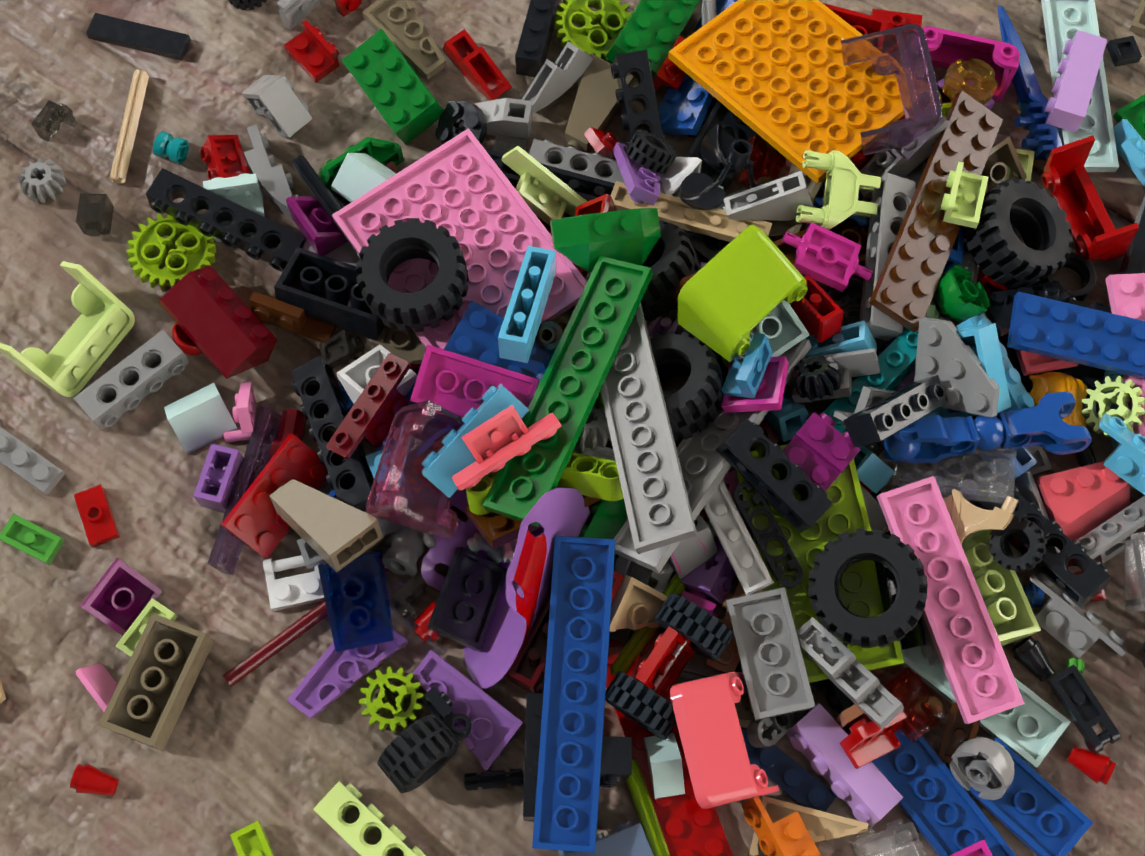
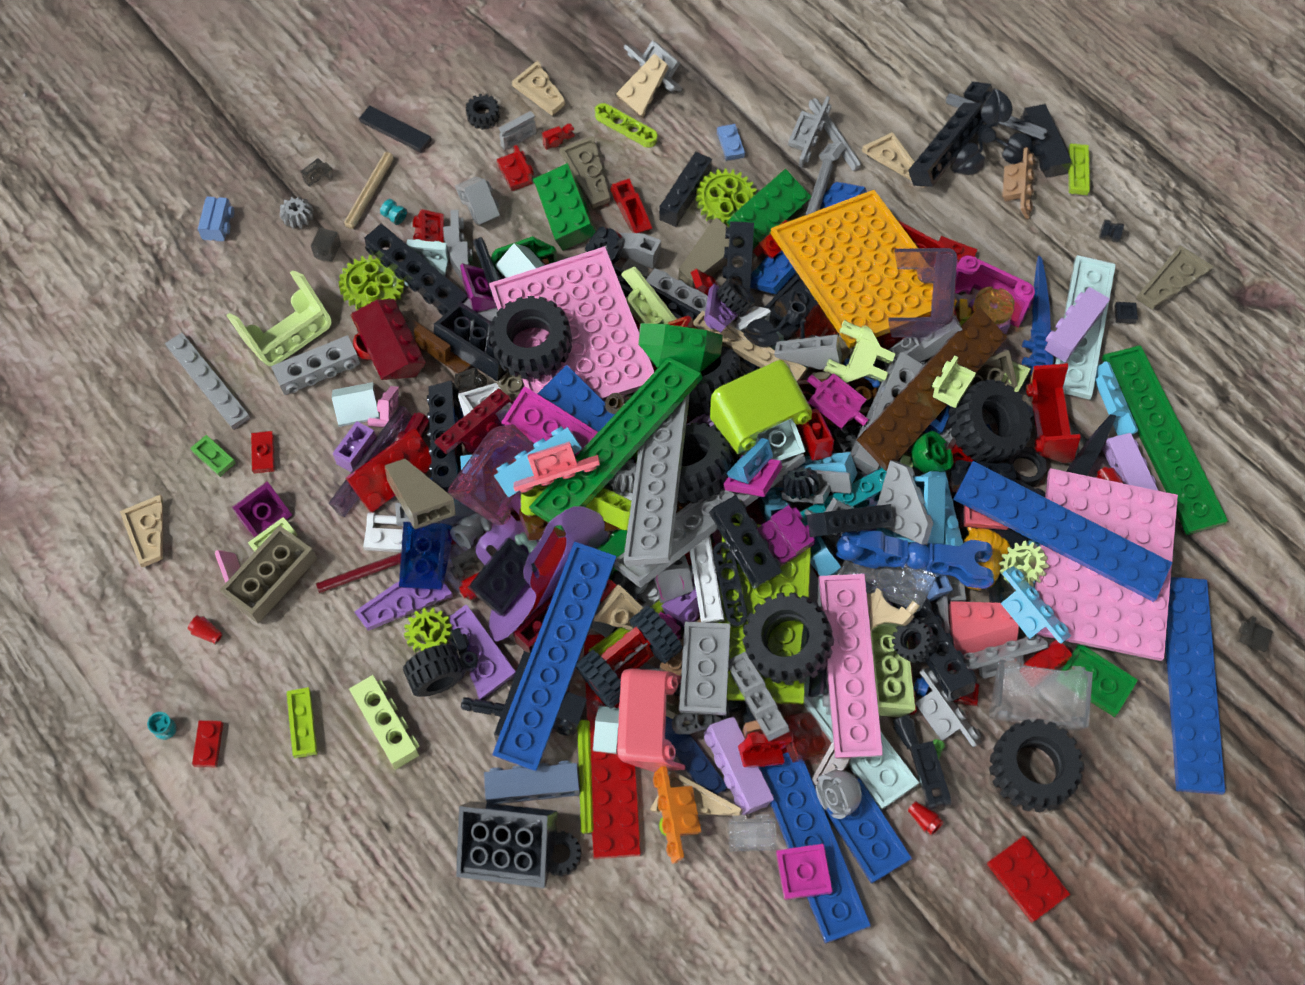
camera: 15 degrees right, 5 degrees down
(527, 304) = (604, 376): medium azure brick -> none
(557, 77) = (686, 228): light grey slope -> none

